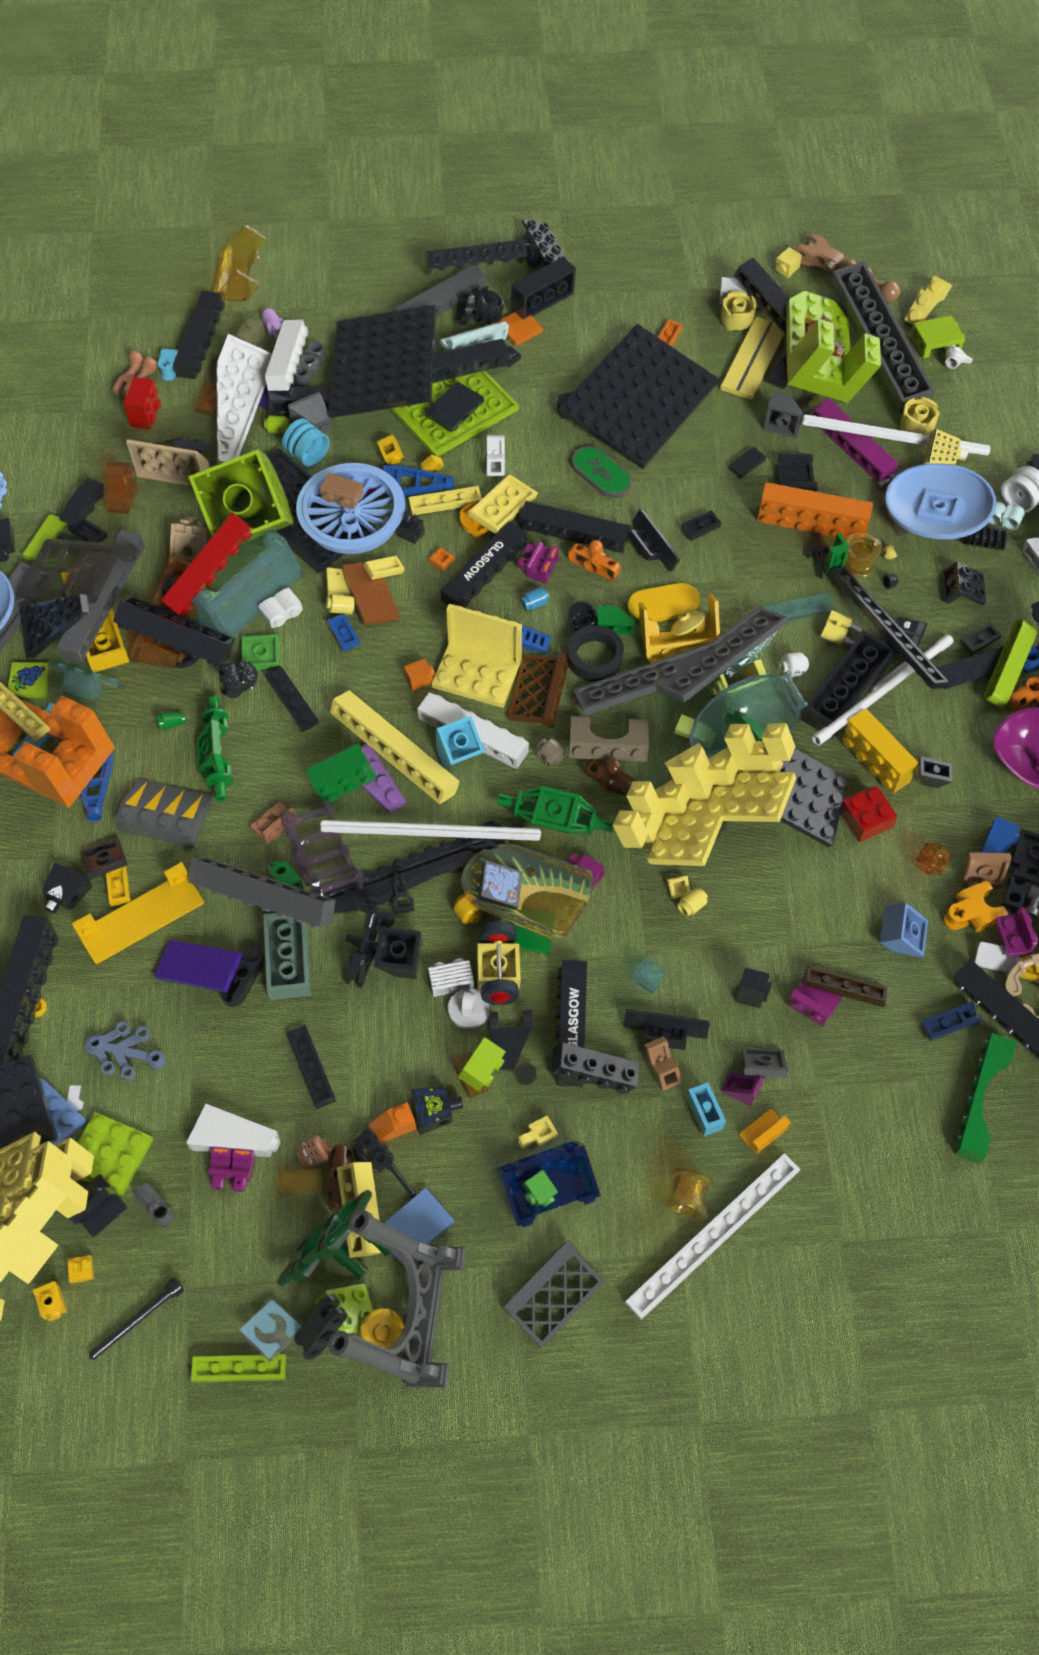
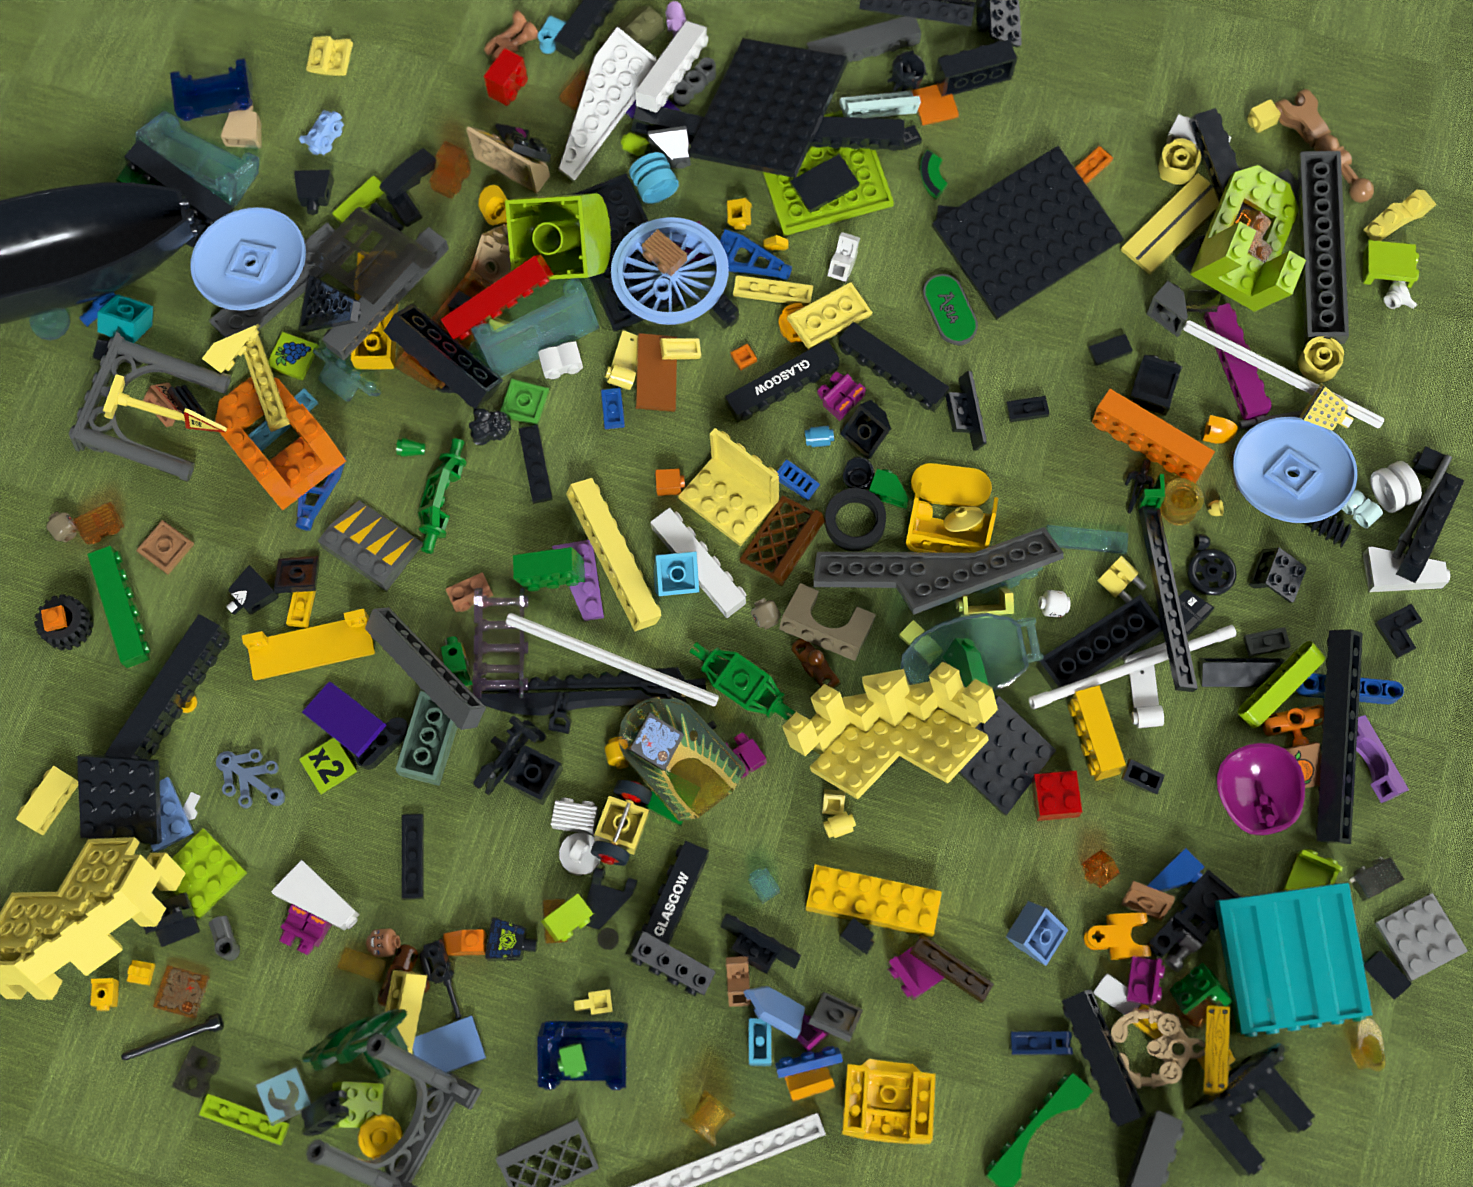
camera: 25 degrees right, 10 degrees up
(128, 1272) = (181, 992): none -> clear orange tile
(167, 1341) = (191, 1069): none -> clear smoke brick
(172, 504) = (493, 205): none -> yellow piece
(197, 1014) = (328, 765): none -> lime tile
(465, 308) = (882, 66): black tile -> none
(540, 378) = (931, 174): none -> green tile
(573, 580) = (867, 428): none -> black slope
(594, 559) = (898, 413): orange piece -> none
(710, 1074) = (777, 1009): none -> medium blue tile
(756, 1111) = (808, 1061): none -> blue plate
(765, 949) = (873, 901): none -> yellow brick
(846, 1120) = (889, 1103): none -> yellow slope
(864, 491) = (1219, 430): none -> light orange brick
(903, 715) = (1145, 699): none -> white door
(920, 592) = (1203, 585): none -> black plate

